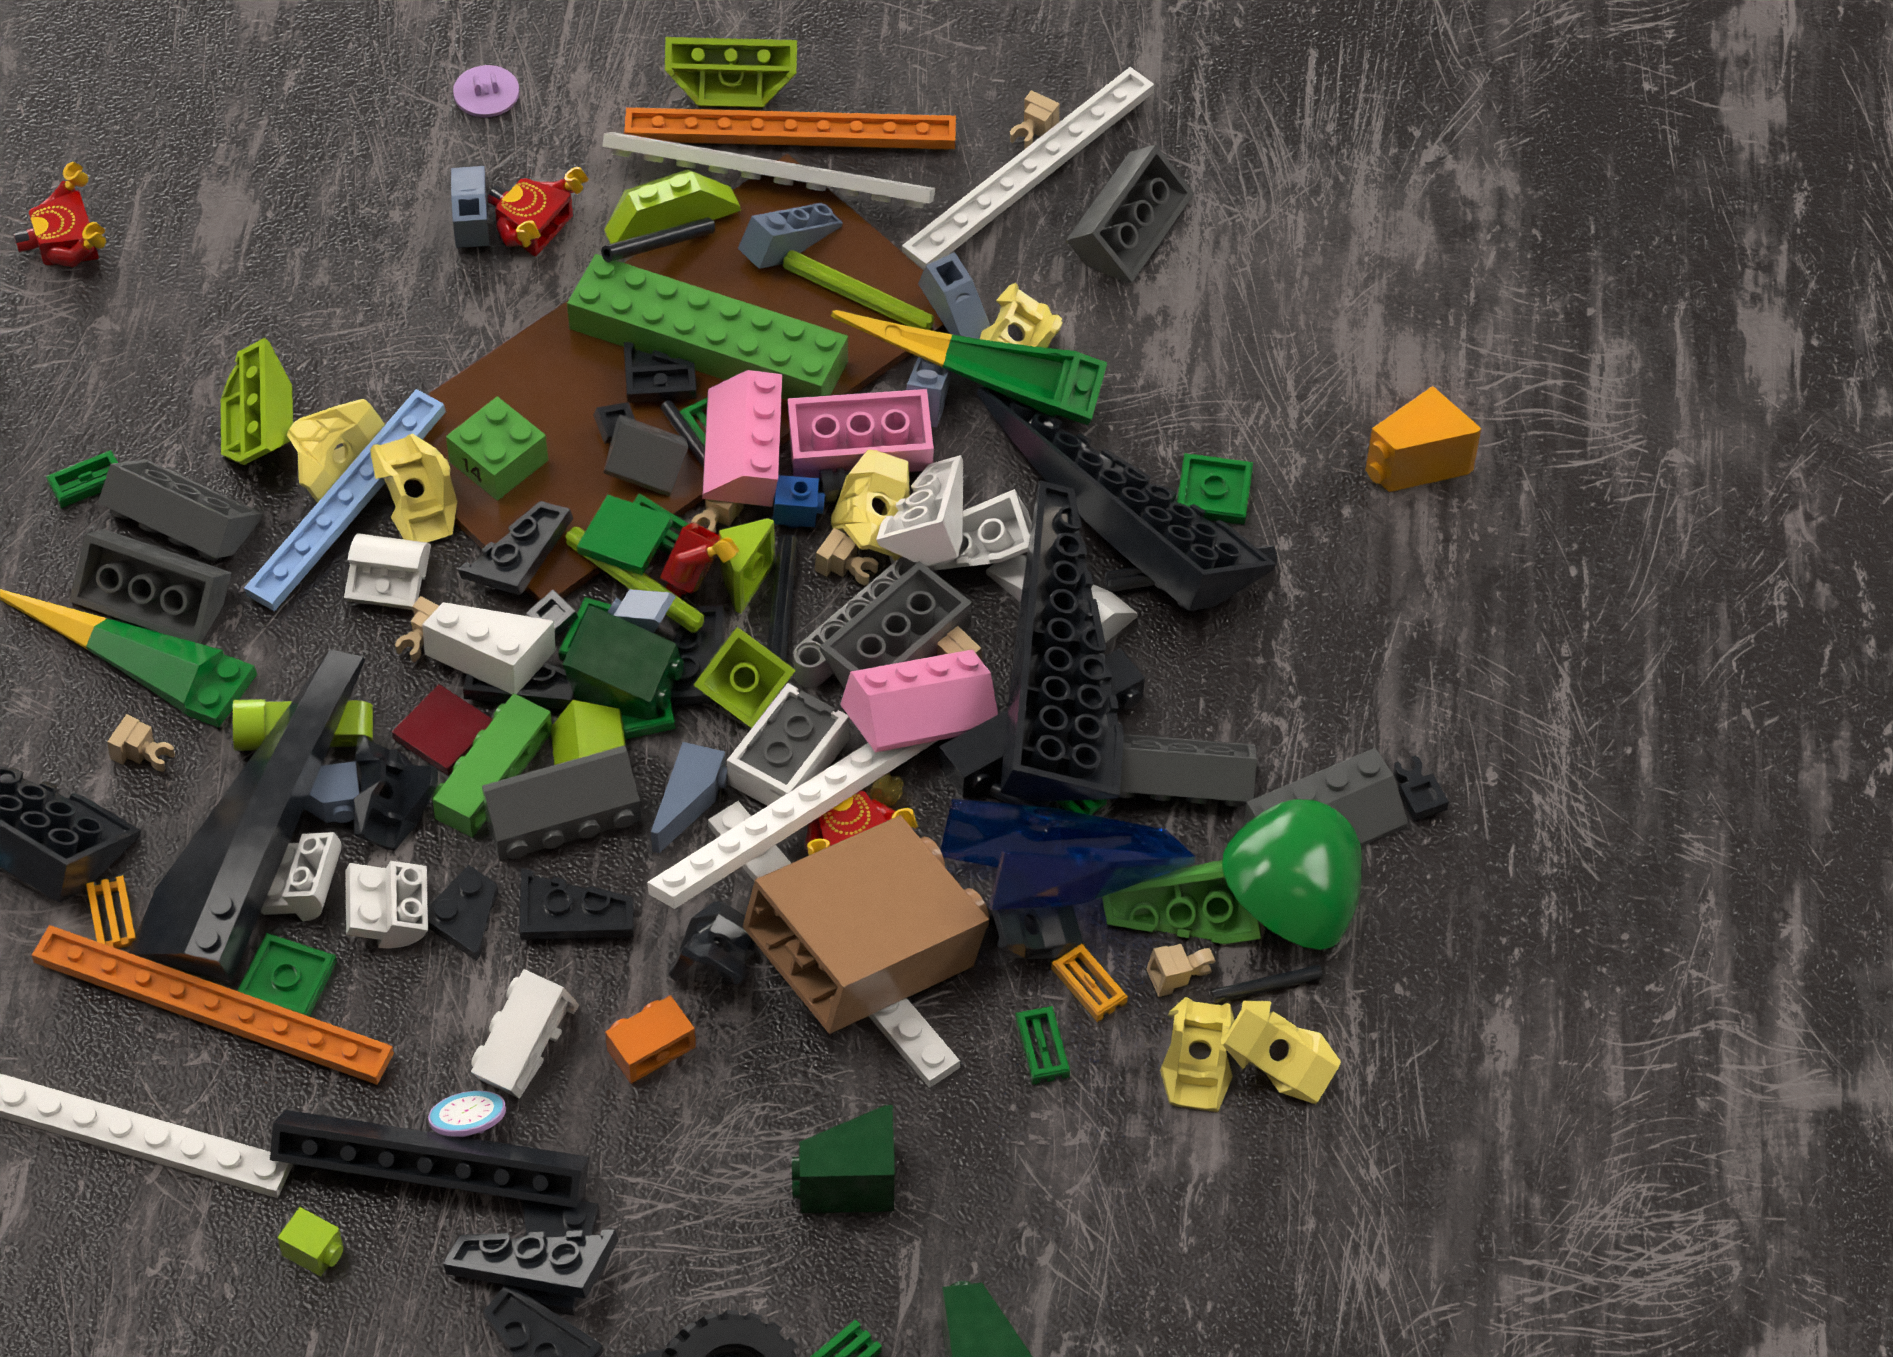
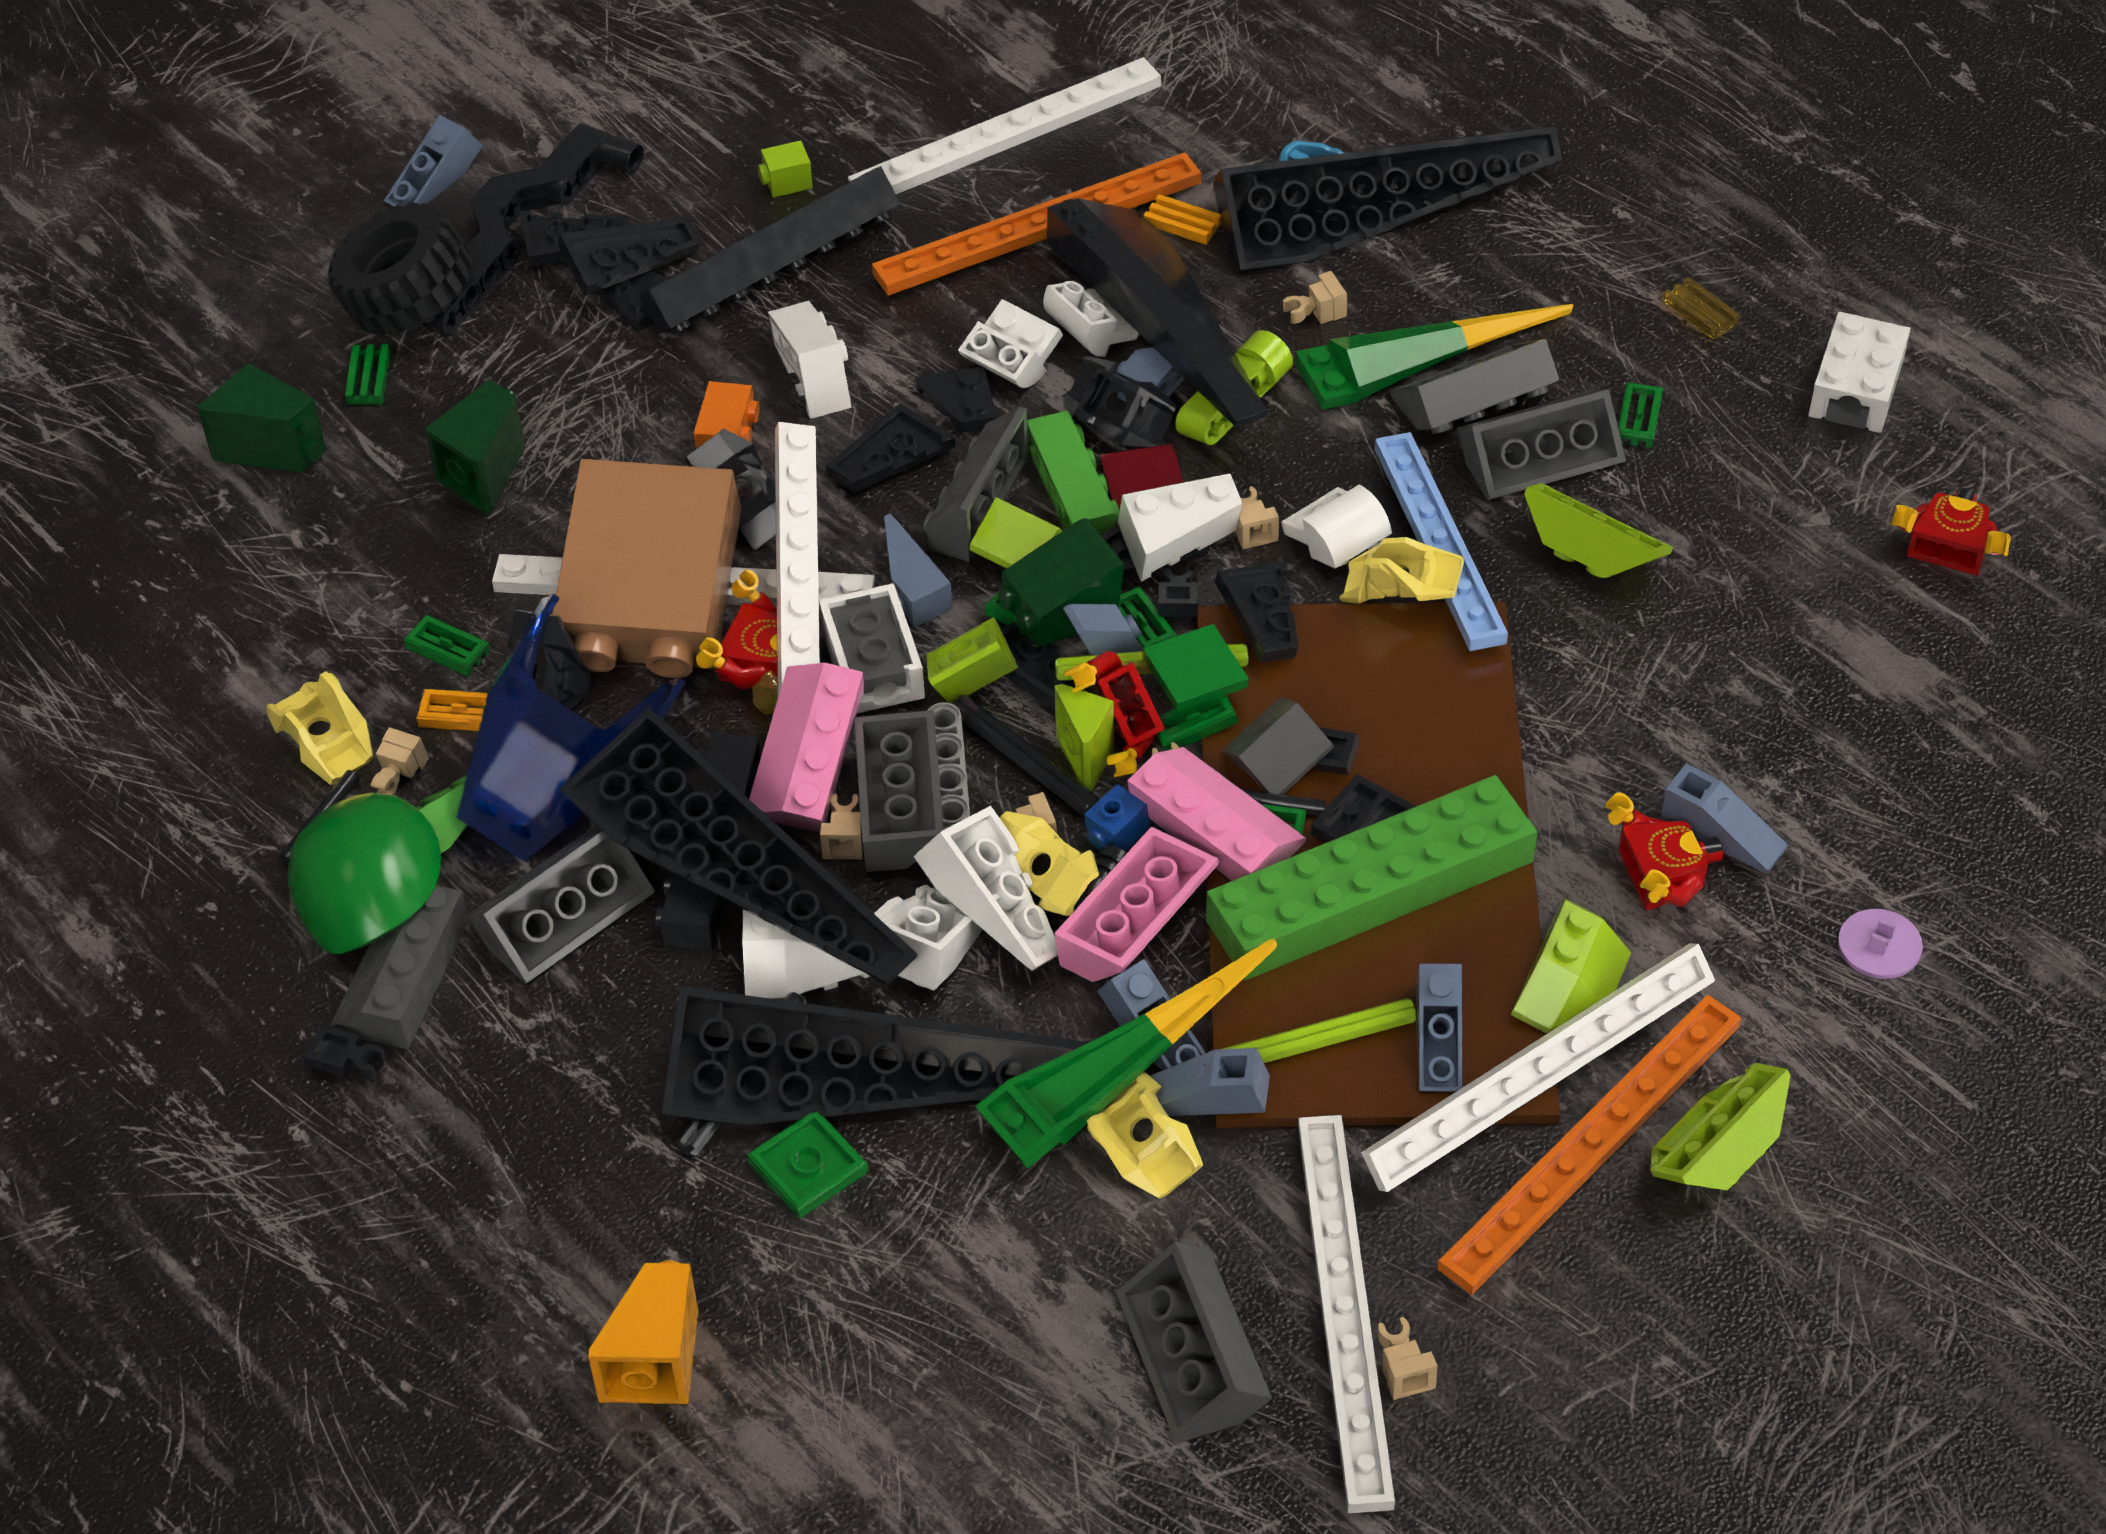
camera: 135 degrees right, 5 degrees down
(288, 974) = (1017, 275): green tile -> none
(320, 433) = (1511, 538): light yellow piece -> none
(467, 1113) = (782, 285): piece -> none
(497, 448) = (1386, 650): bright green brick -> none
(658, 239) = (1515, 898): black piece -> none
(1305, 1068) = (254, 766): light yellow piece -> none

